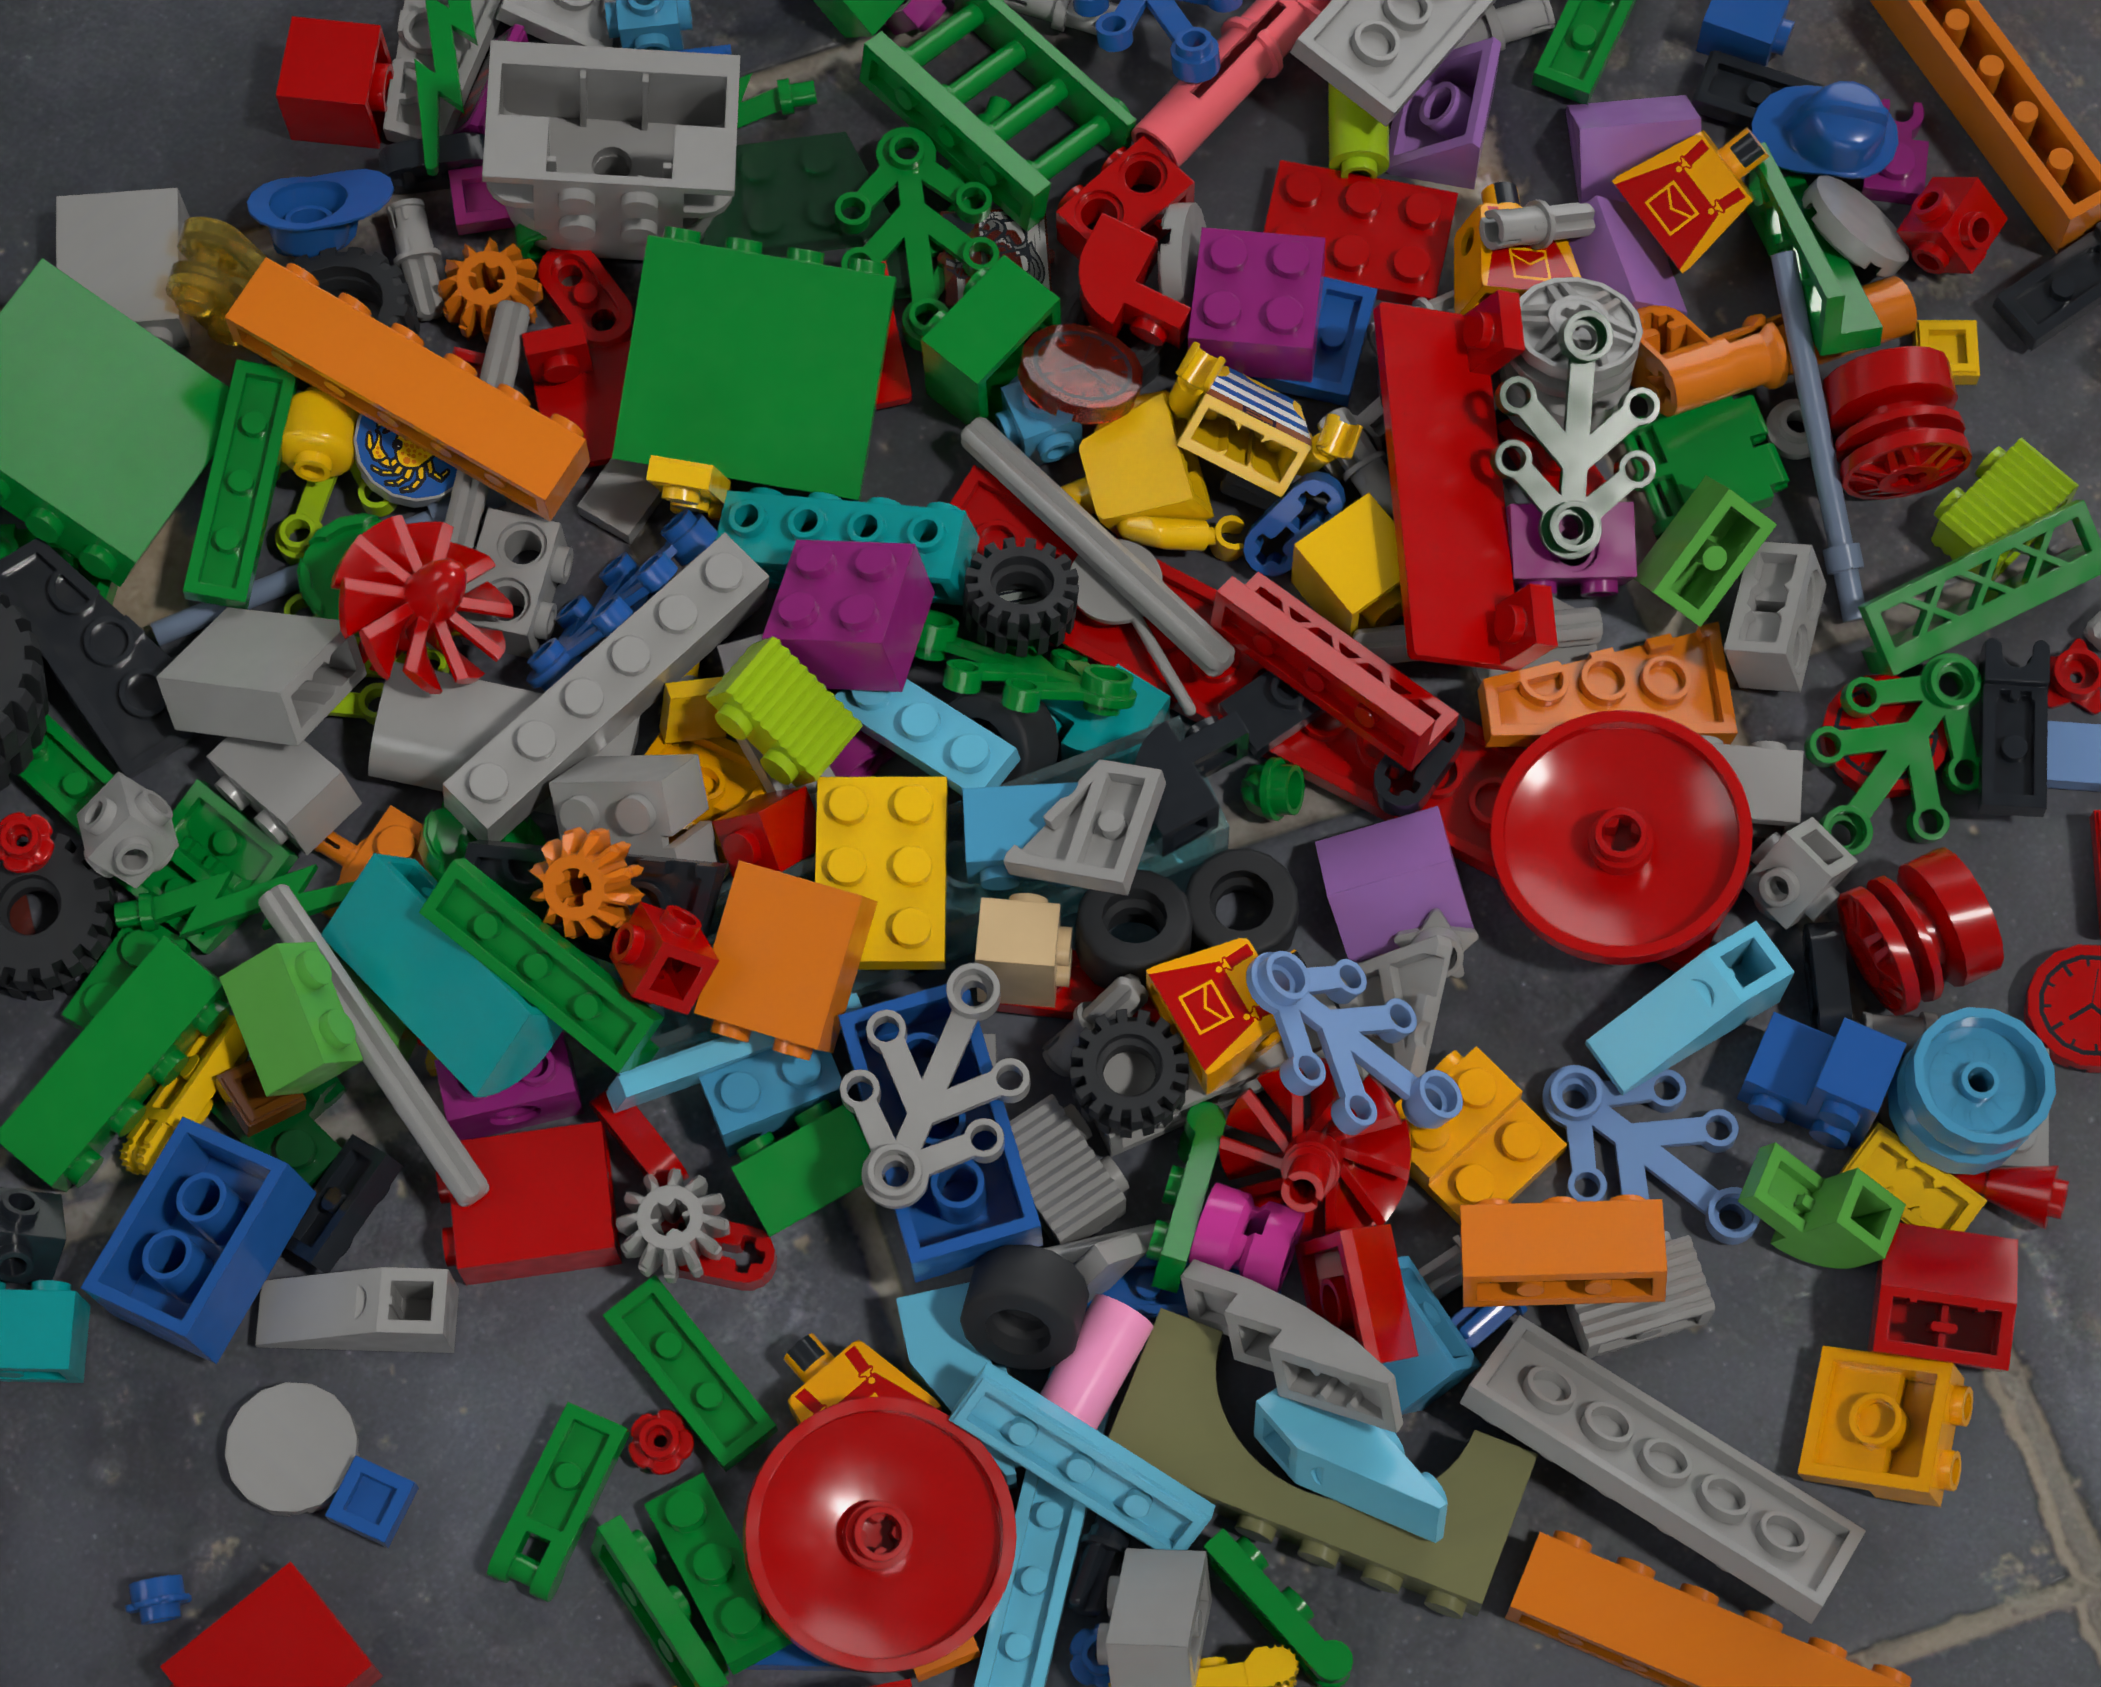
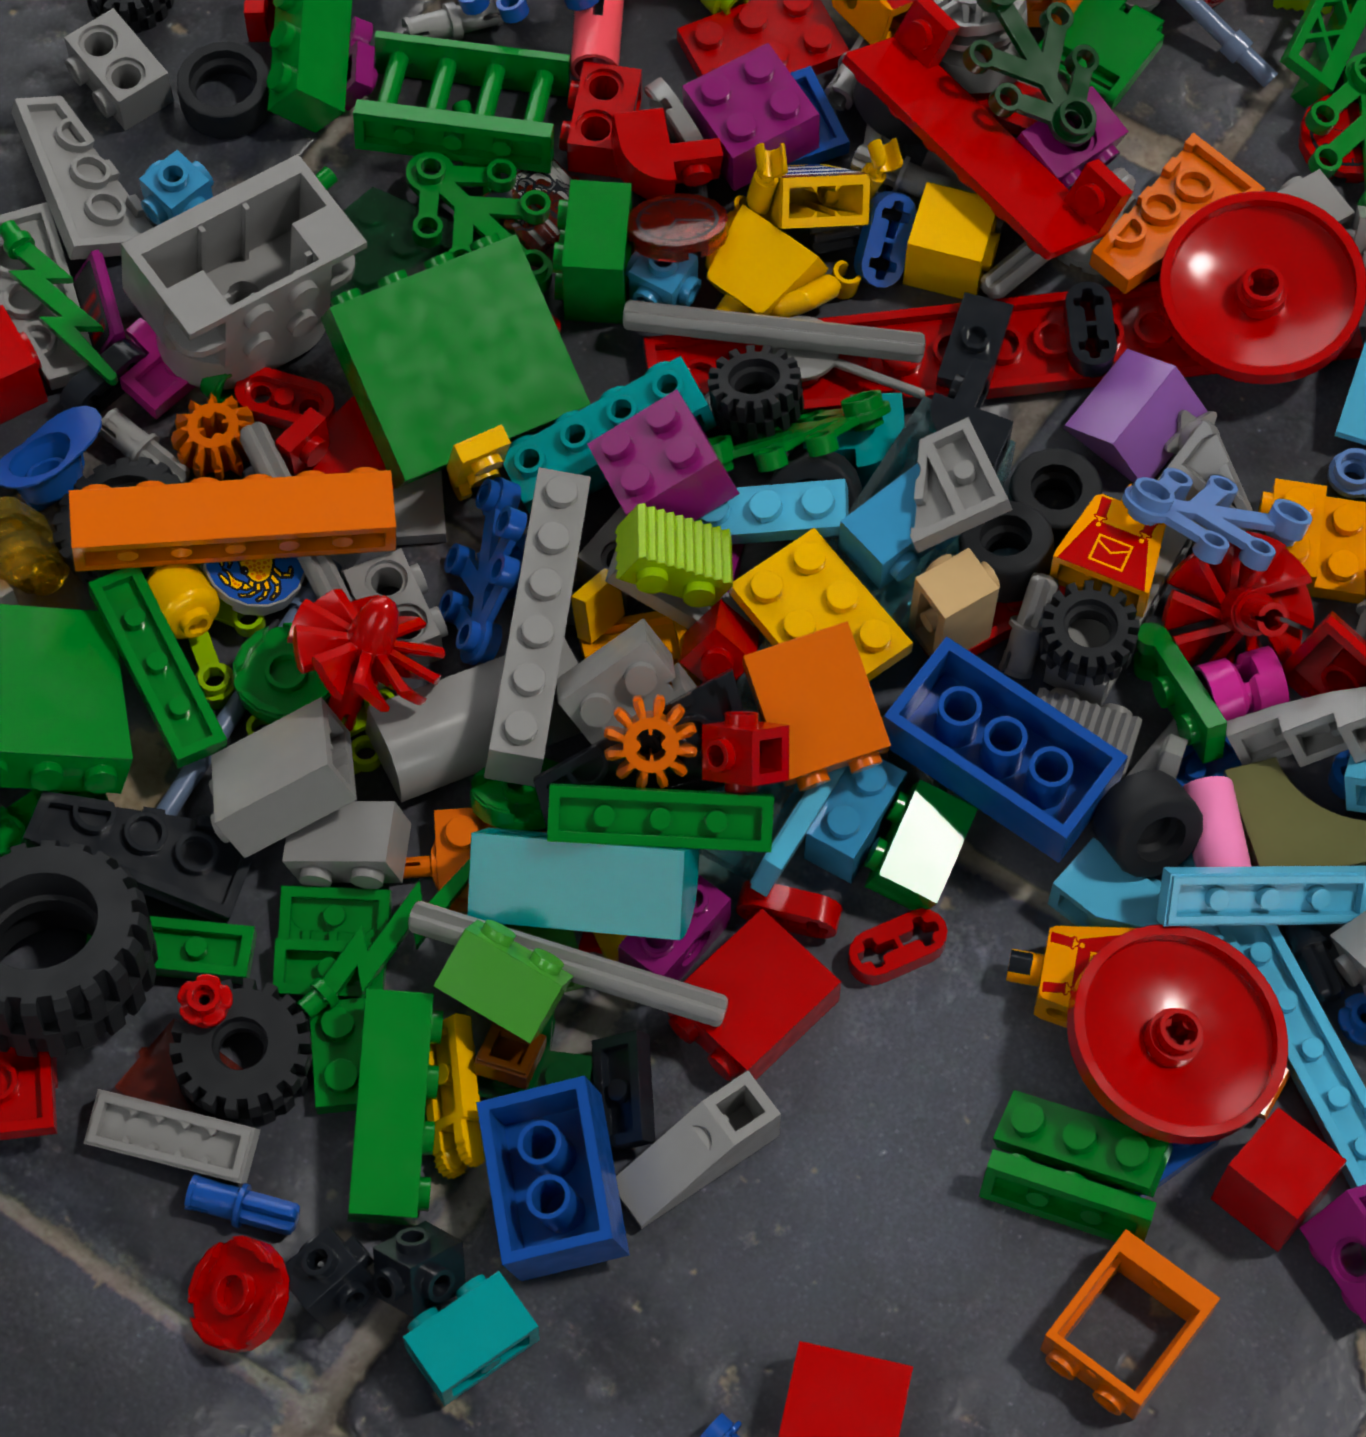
camera: 40 degrees left, 5 degrees down
(127, 831) = (271, 944): light grey brick -> none
(291, 1448) = (724, 1277): light grey tile -> none
(372, 1501) = (810, 1269): blue plate -> none
(559, 1500) = (934, 1176): green plate -> none
(666, 1458) = (968, 1105): red plate -> none
(669, 1204) = (868, 920): light grey gear -> none
(690, 1373) = (950, 1033): green plate -> none
(930, 1098) = (989, 722): light grey plant -> none
(1273, 789) = (1011, 406): green plate -> none
(1331, 669) = (997, 305): red fence -> none
(1704, 550) = (1158, 88): bright green brick -> none
(1775, 617) = (1231, 102): light grey brick -> none

